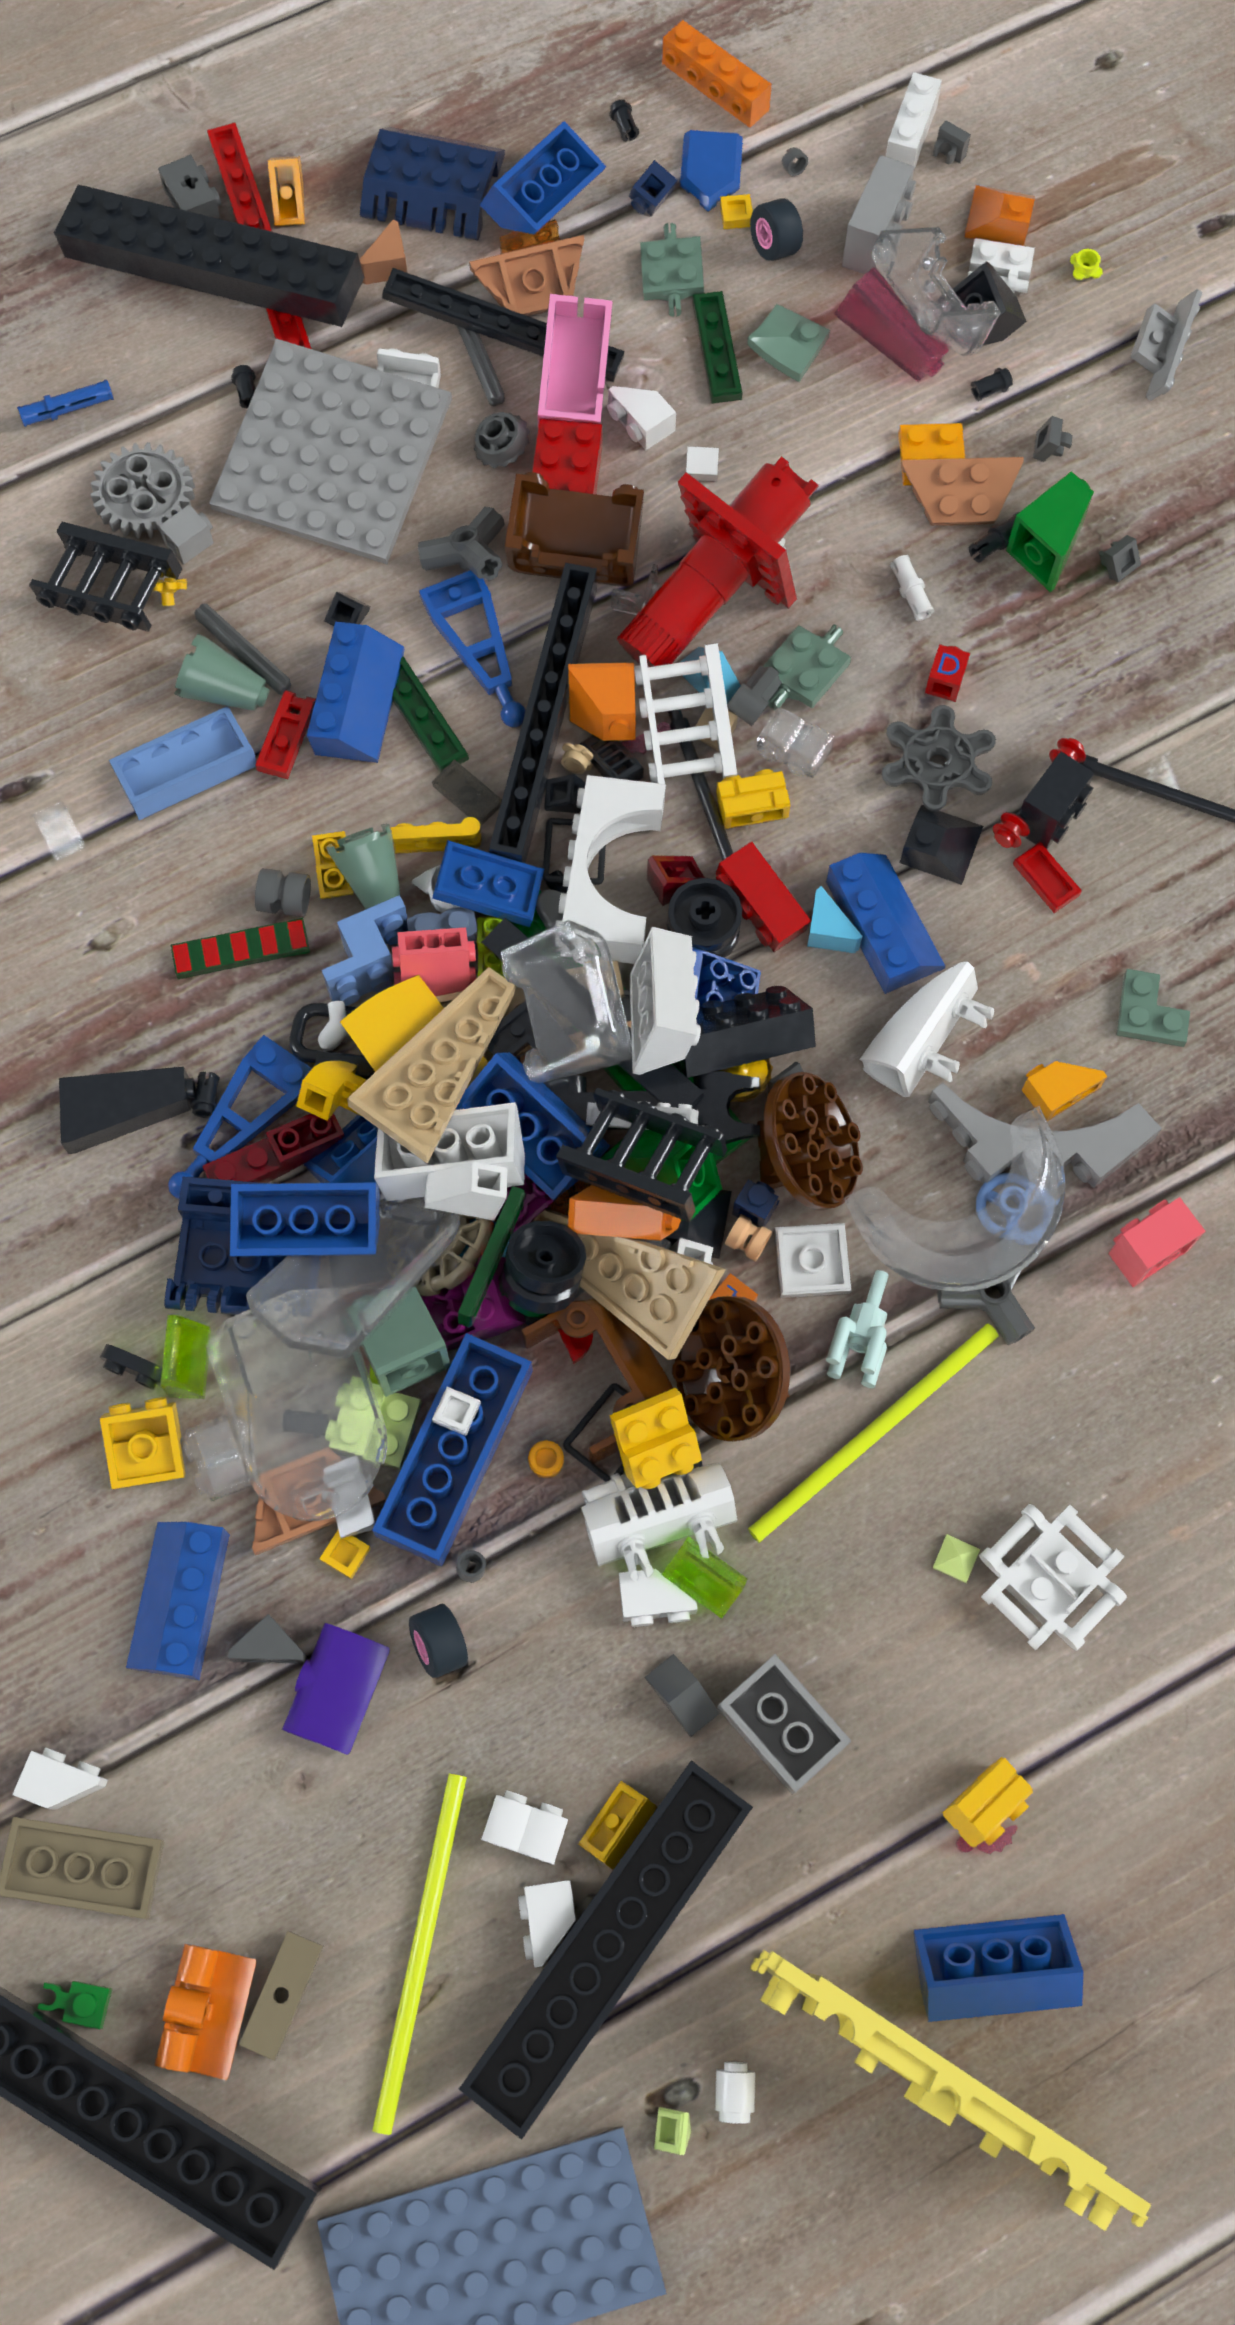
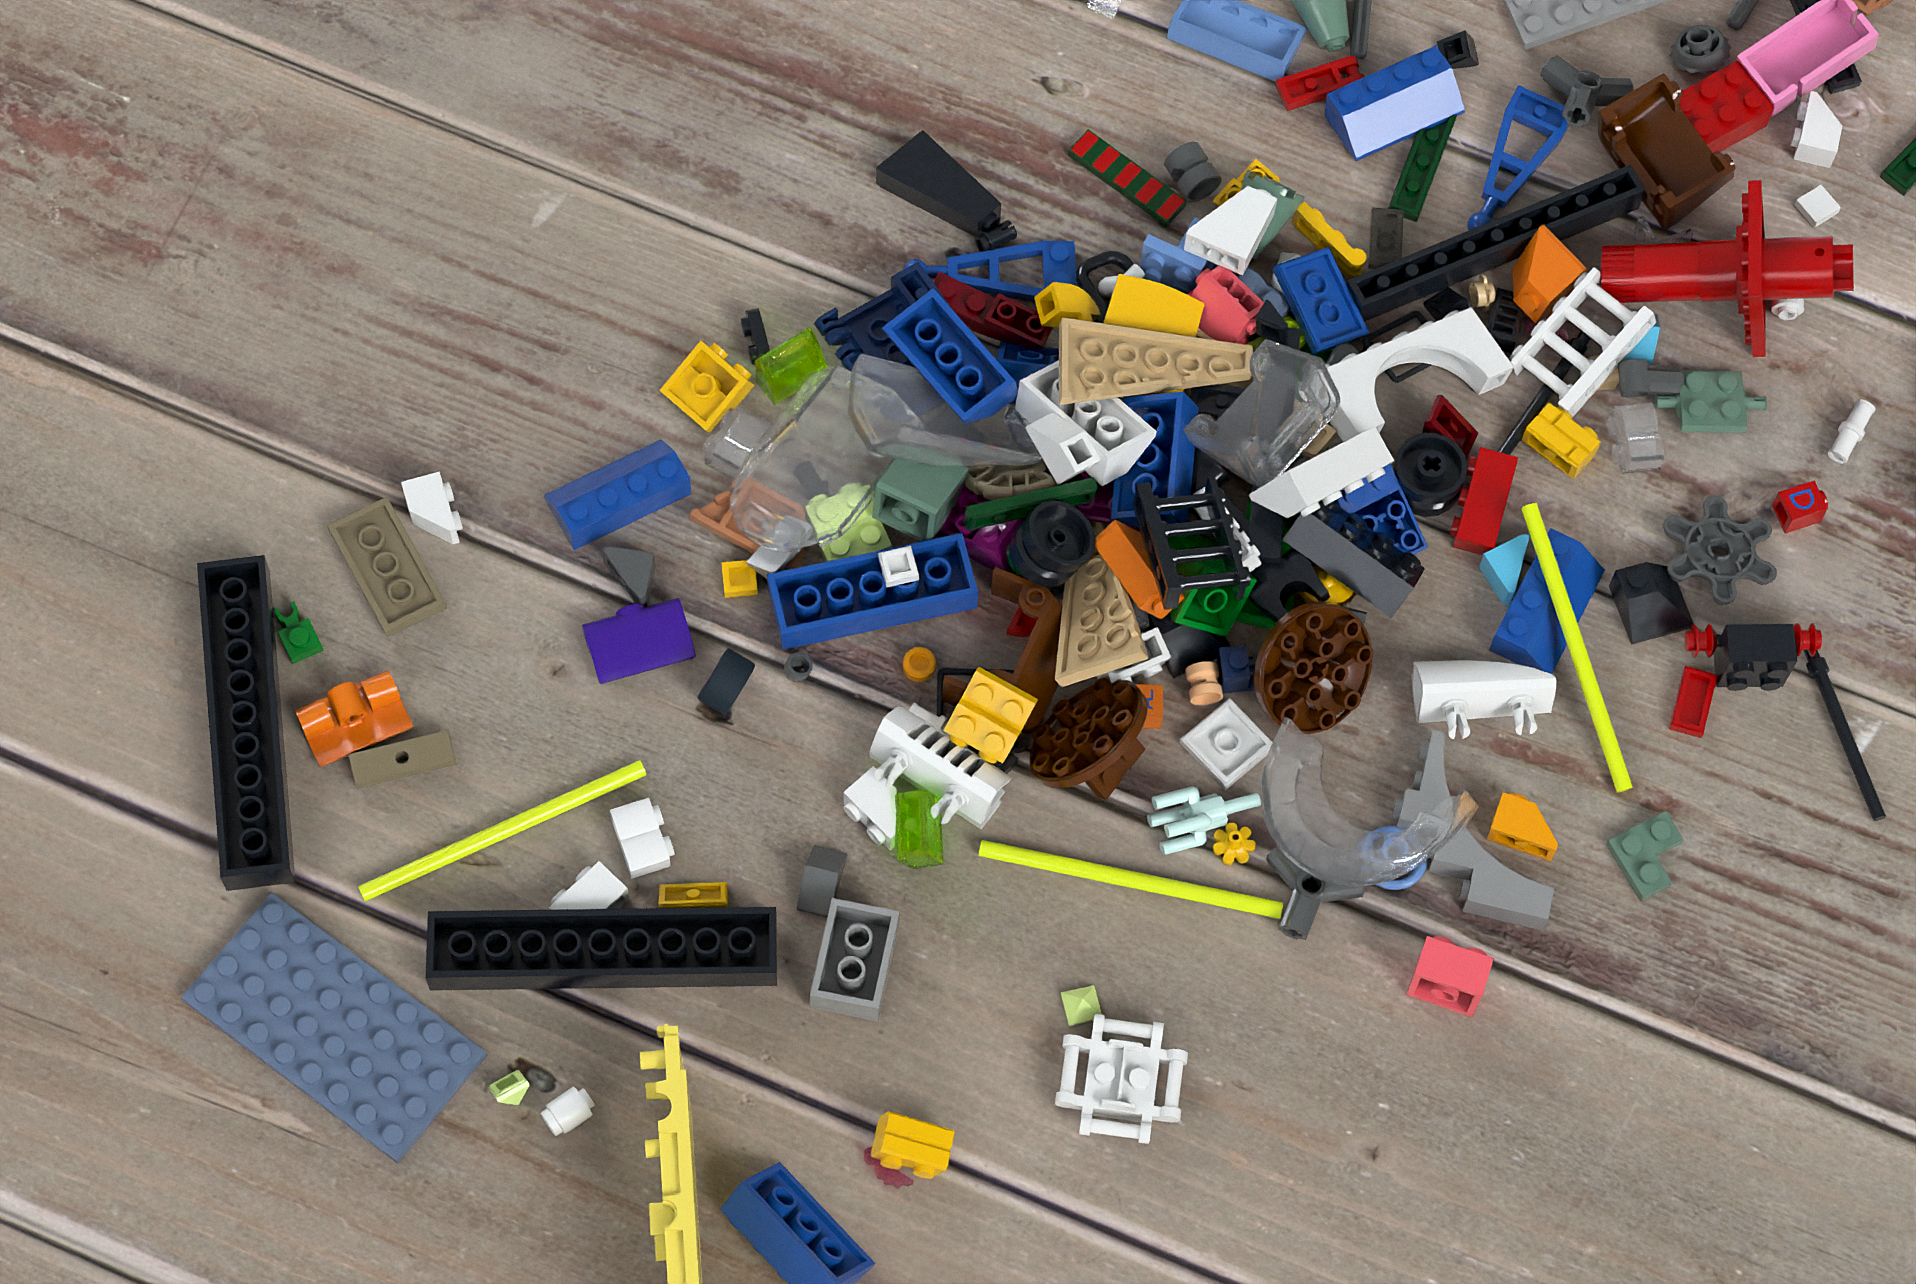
camera: 50 degrees right, 5 degrees down
(380, 899) = (1233, 229): none -> white slope
(488, 936) = (1271, 324): none -> black slope
(905, 1323) = (1233, 844): none -> yellow plant
(946, 925) = (1577, 647): none -> neon yellow piece

